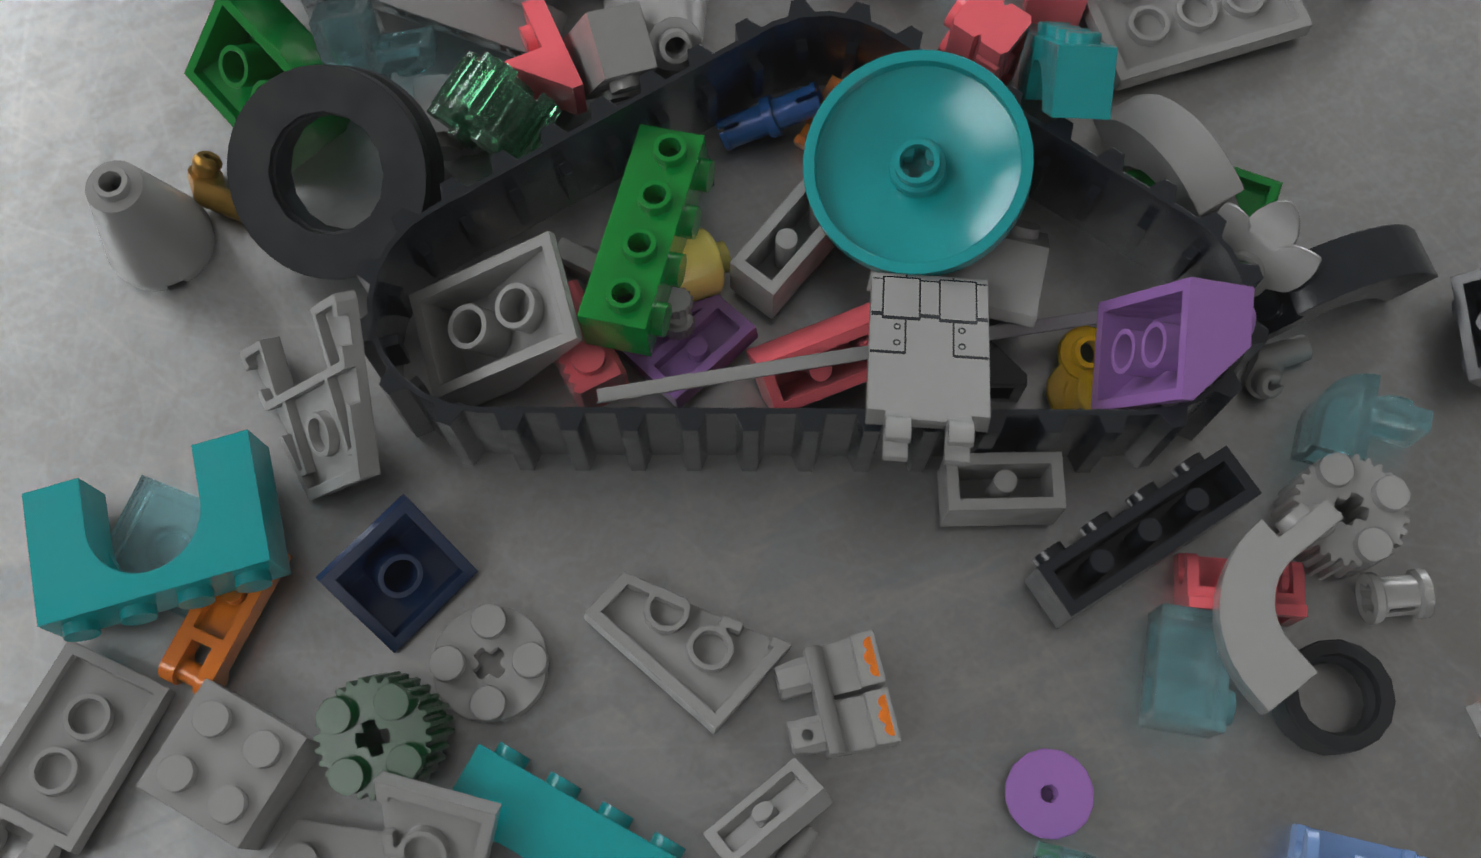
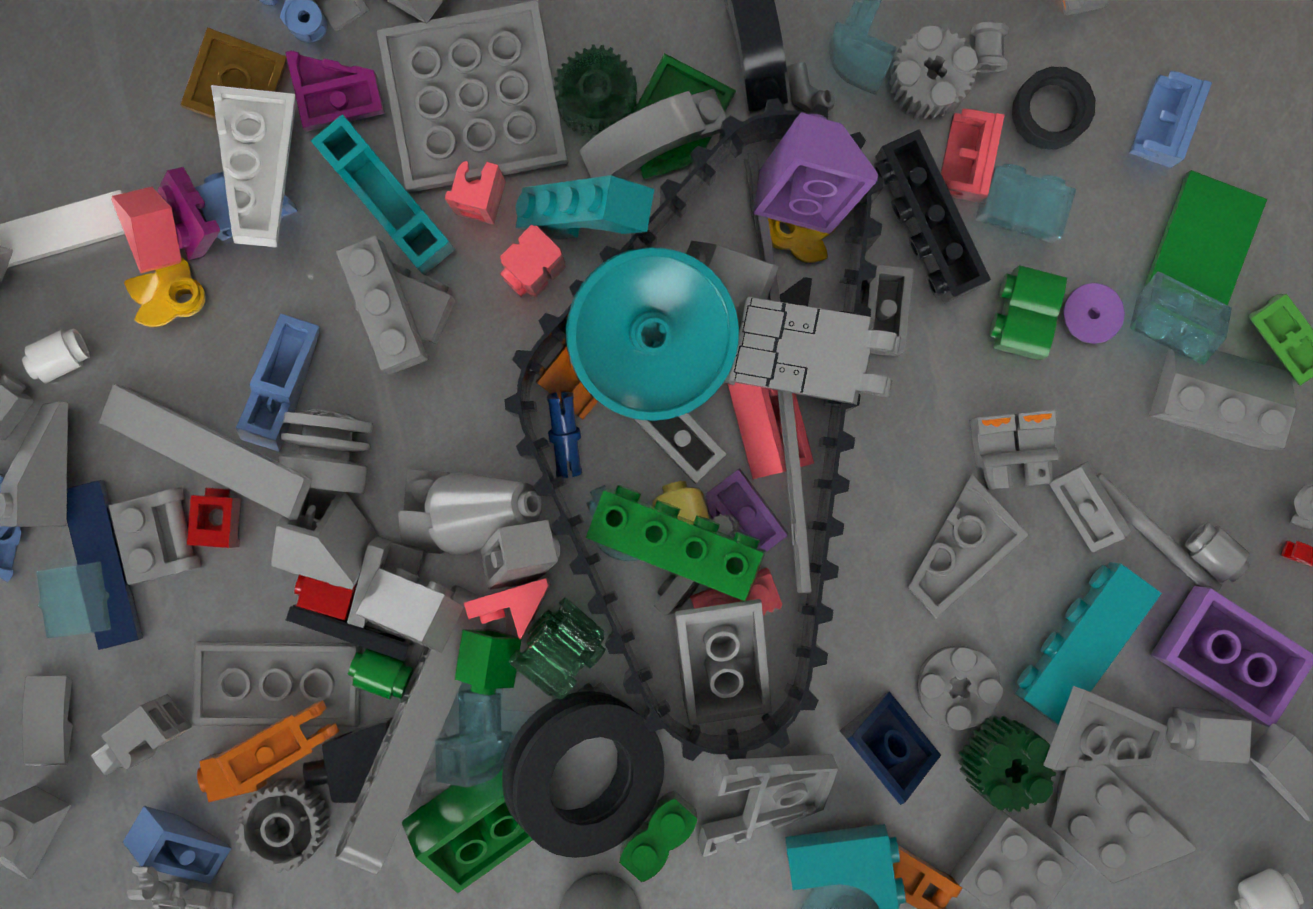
camera: 85 degrees left, 15 degrees up
(209, 184) = (562, 875): pearl gold arm -> none
(261, 285) = (666, 829): none -> green brick
(470, 31) = (485, 660): none -> green brick
(1033, 694) = (1028, 312): none -> green brick
(1222, 91) = (581, 76): none -> clear green brick
(1244, 611) = (997, 159): light grey arch -> none
(1270, 242) = (737, 88): light grey plate -> none

